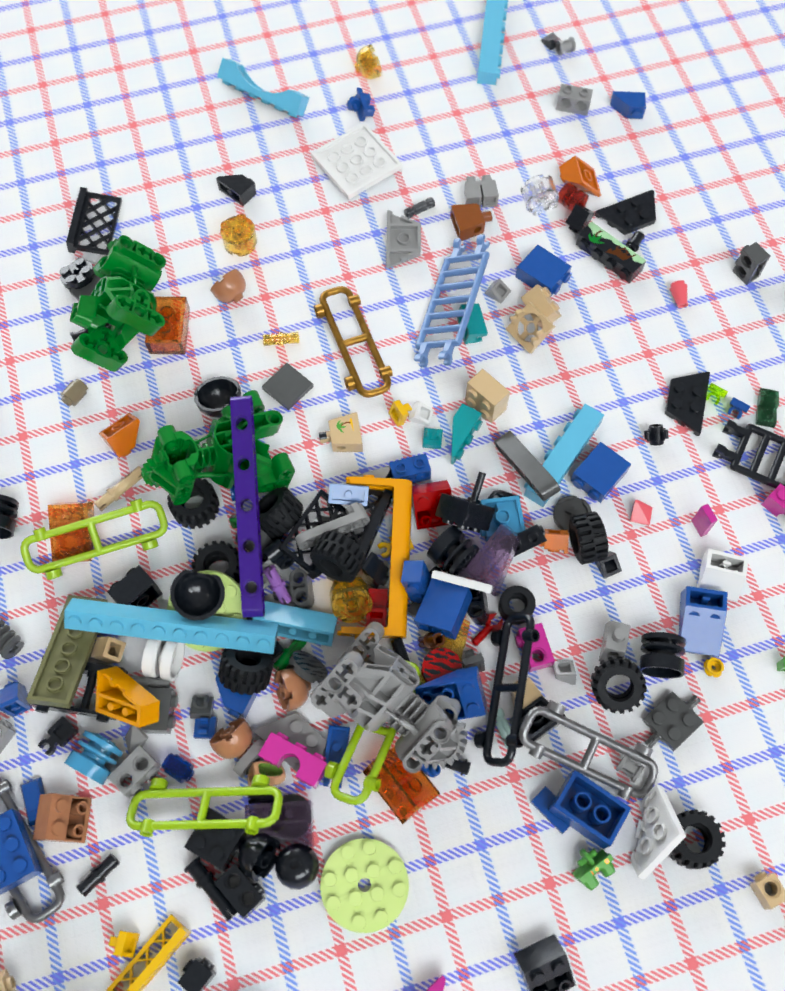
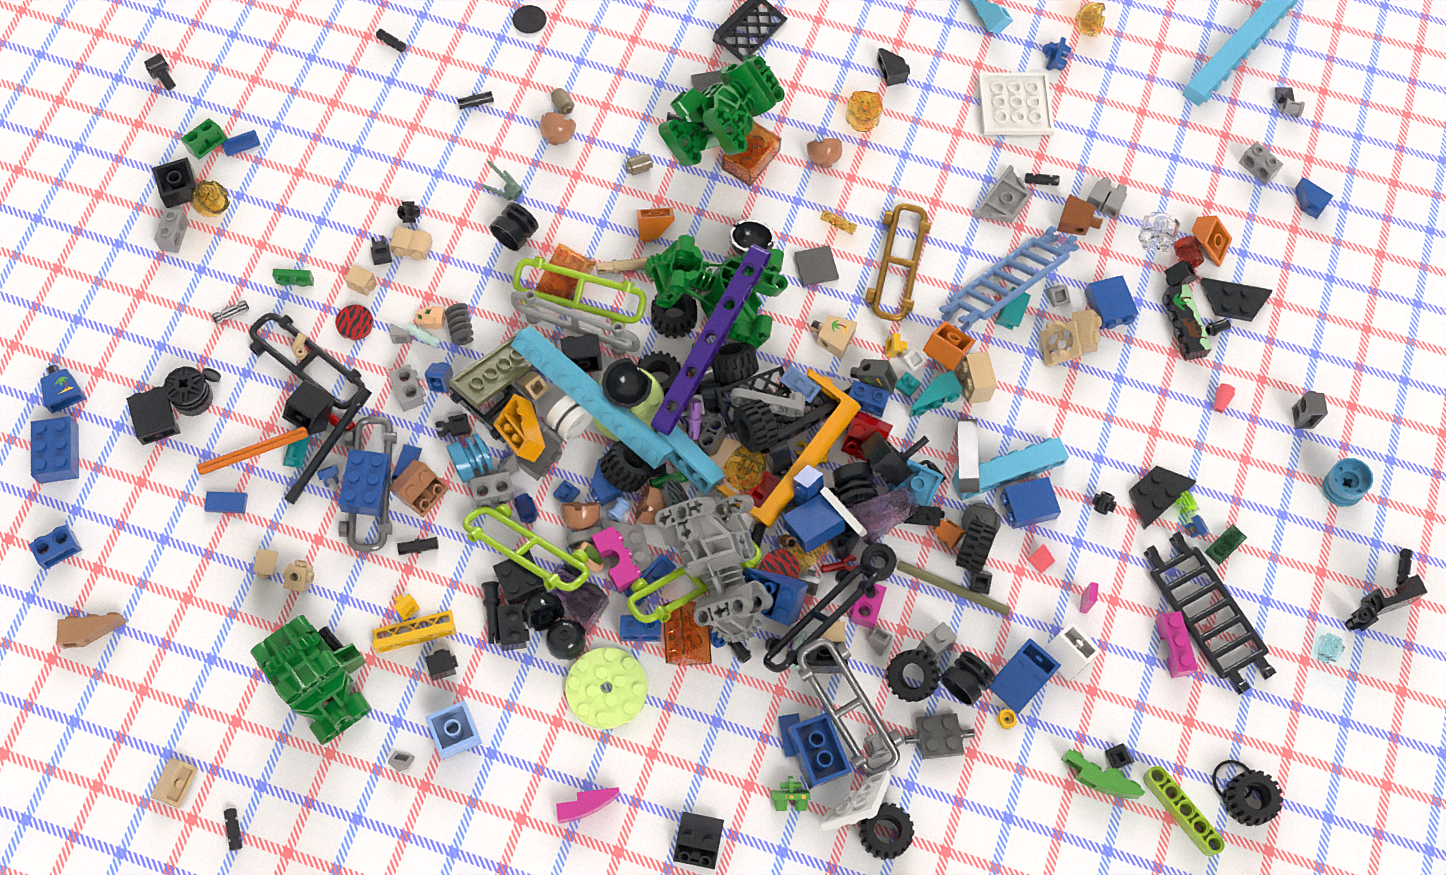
camera: 30 degrees right, 0 degrees up
(67, 585) = (534, 316): none -> light grey bar
(70, 276) = (700, 59): plate -> none
(201, 707) = (574, 475): dark grey tile -> none
(263, 711) = (618, 509): none -> light blue bush
(353, 814) = (634, 630): none -> blue brick
(402, 446) = (876, 373): none -> dark grey torso
(445, 384) = (948, 345): none -> orange brick
(591, 585) = (953, 588): none -> olive piece

